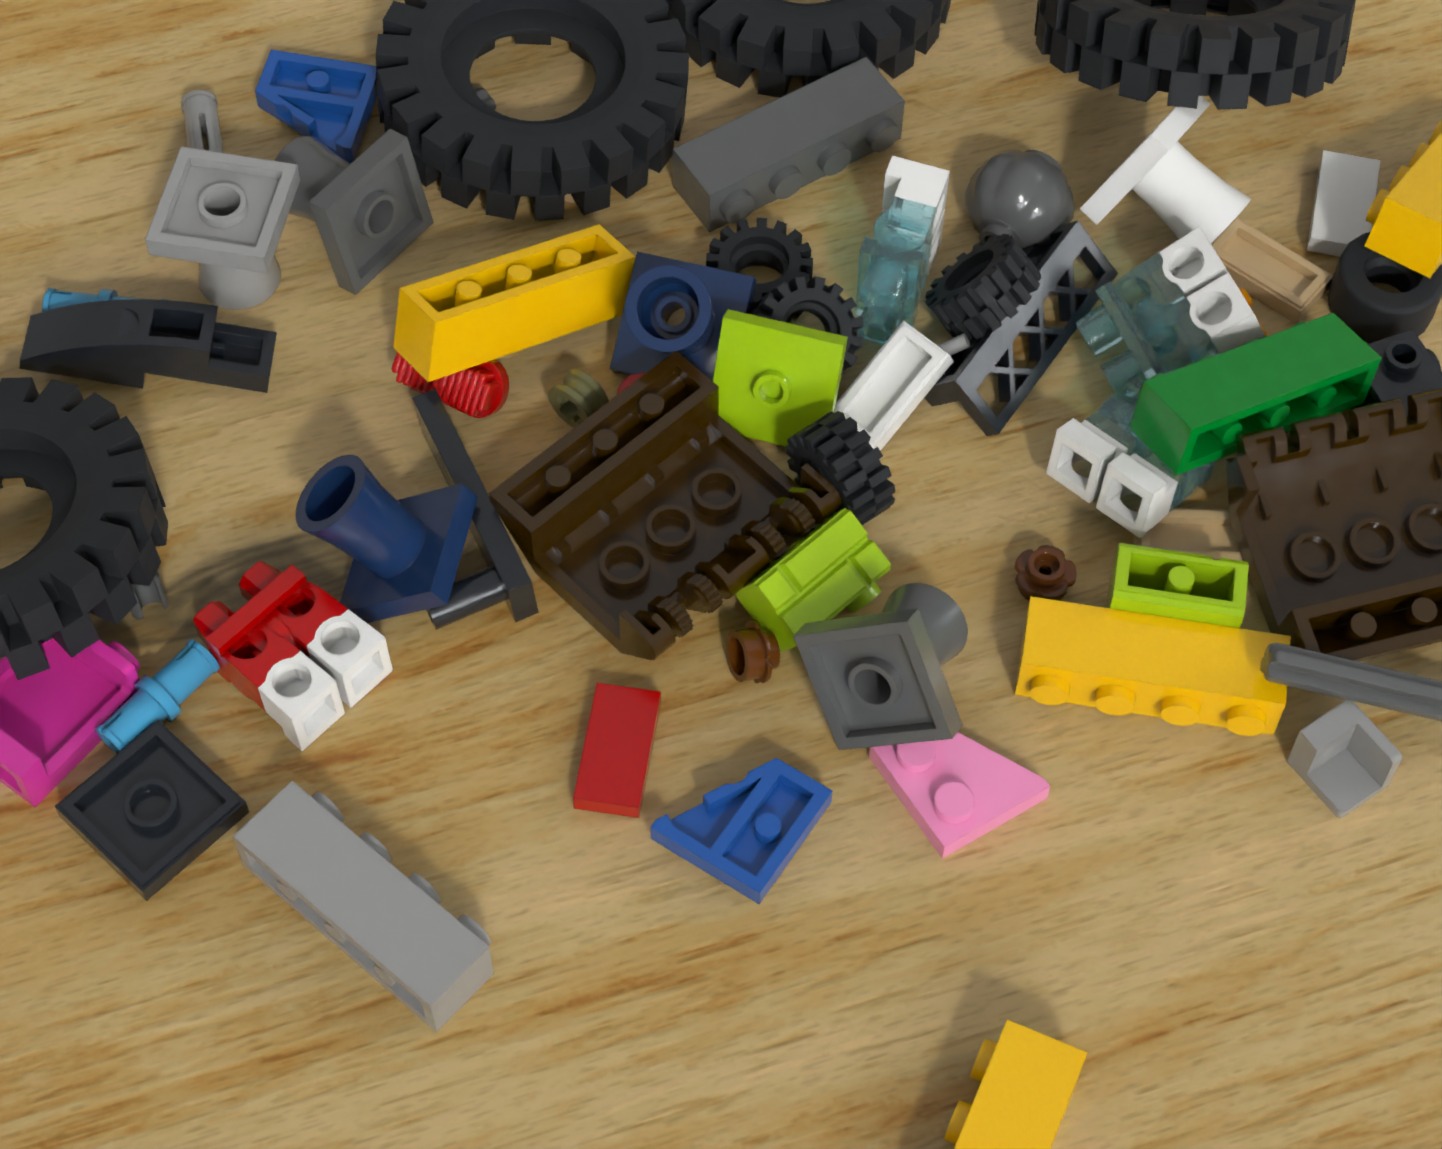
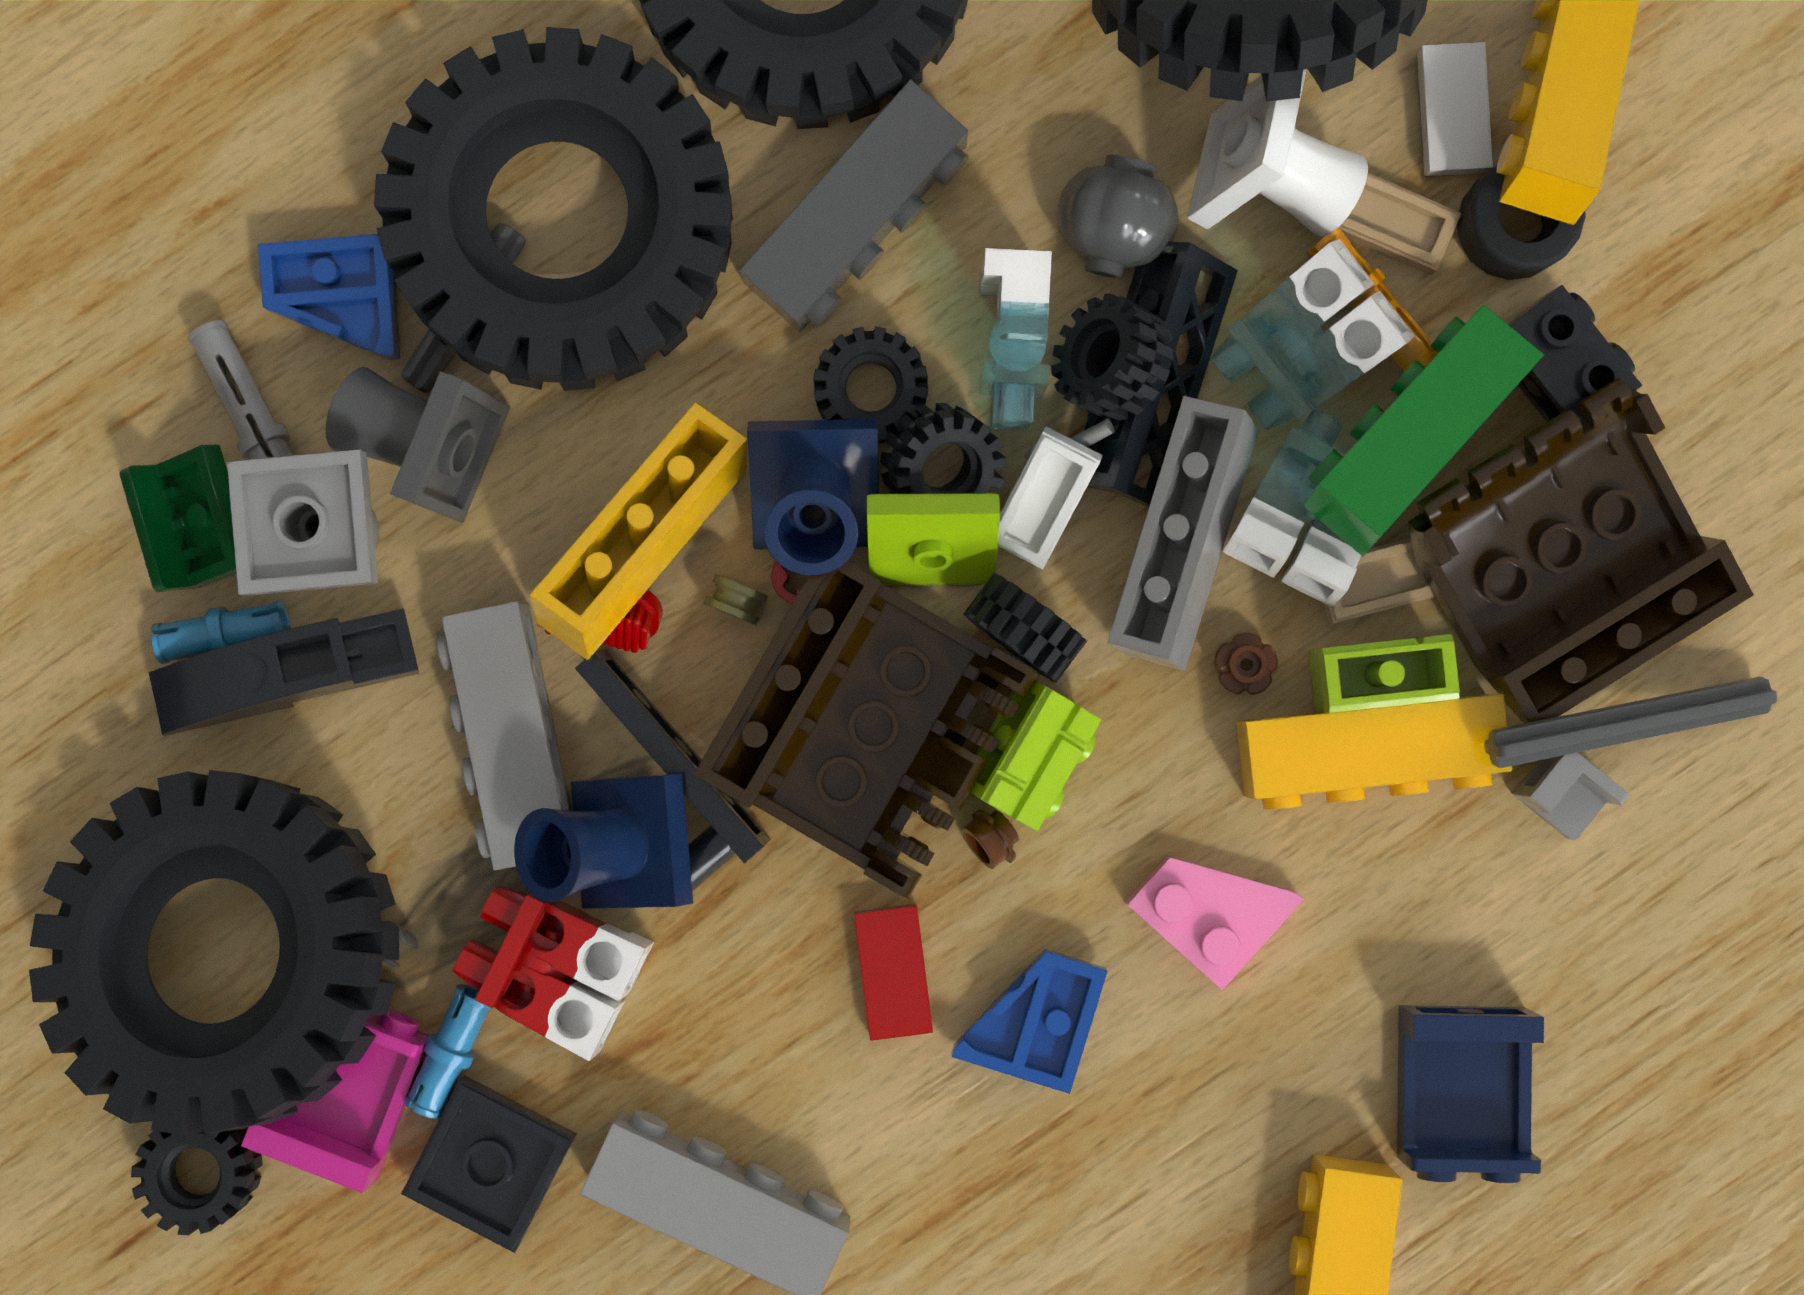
camera: 15 degrees left, 30 degrees up
(113, 221) = (183, 518): none -> dark green bracket
(334, 415) = (505, 721): none -> light grey brick
(884, 671) = (1133, 855): dark grey plant -> none
(1009, 441) = (1184, 533): none -> light grey brick
(1181, 1007) = (1466, 1091): none -> dark blue panel

